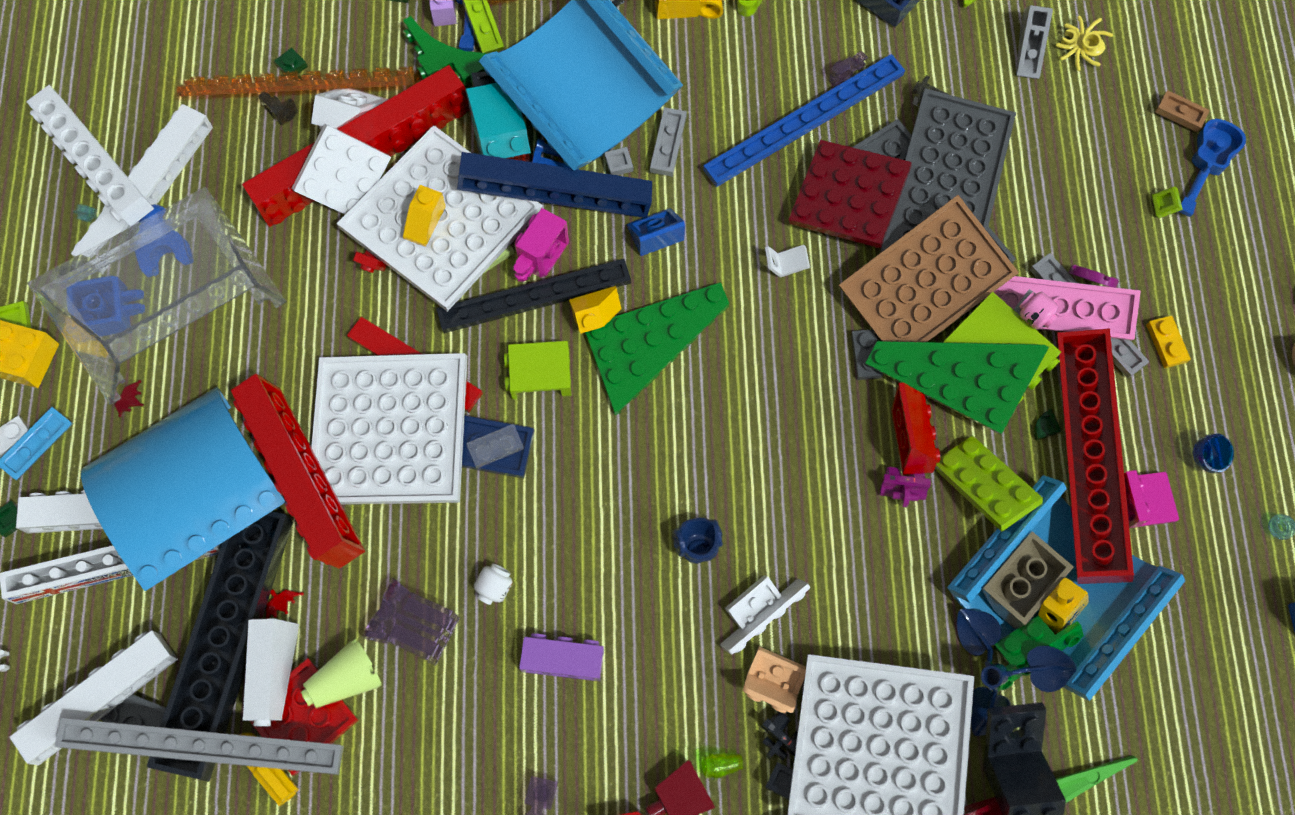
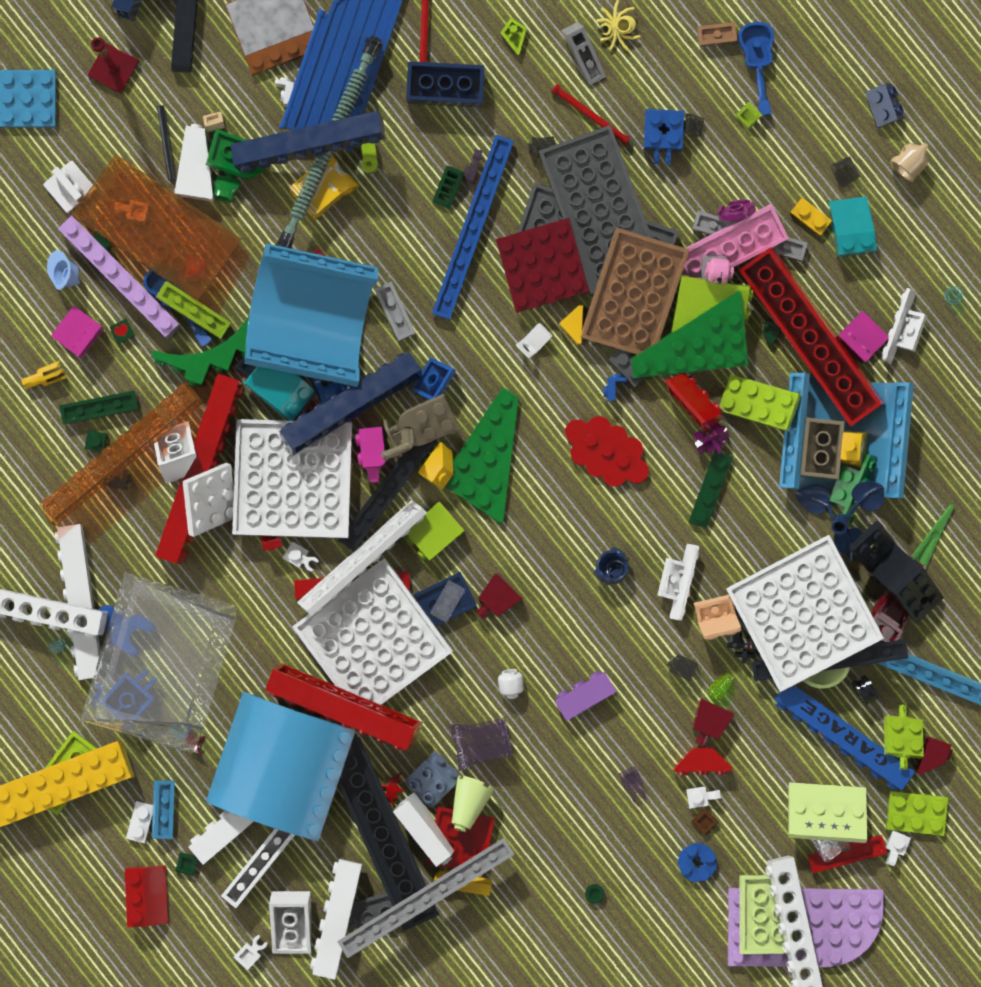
camera: 35 degrees left, 15 degrees up
(50, 662) = (290, 922): none -> white slope
(319, 35) = (98, 407): none -> dark green plate
(328, 623) = (432, 779): none -> sand blue bracket
(385, 299) = (297, 555): none -> white plate
(423, 215) = (286, 490): yellow slope -> none
(432, 340) = (362, 557): none -> white plate
(550, 483) = (497, 597): none -> dark red torso
(616, 254) = (420, 426): none -> dark tan plate
(619, 161) = (373, 350): light grey plate -> none
(694, 708) = (682, 666): none -> clear smoke brick
(781, 421) = (606, 451): none -> red plate
(822, 63) = (453, 171): none -> dark green slope
(838, 270) = (573, 325): none -> yellow slope
(839, 354) = (609, 390): none -> blue bracket
(865, 539) = (710, 489): none -> dark green plate
(981, 58) = (589, 113): none -> red bar
(1065, 158) = (656, 141): none -> blue hinge
(1101, 174) = (693, 125): none -> clear smoke plate
(1205, 523) = (906, 328): none -> white bracket
(1208, 383) = (852, 227): none -> teal slope
(1213, 453) = (884, 278): clear blue piece -> none
(1237, 321) = (845, 171): none -> clear smoke panel

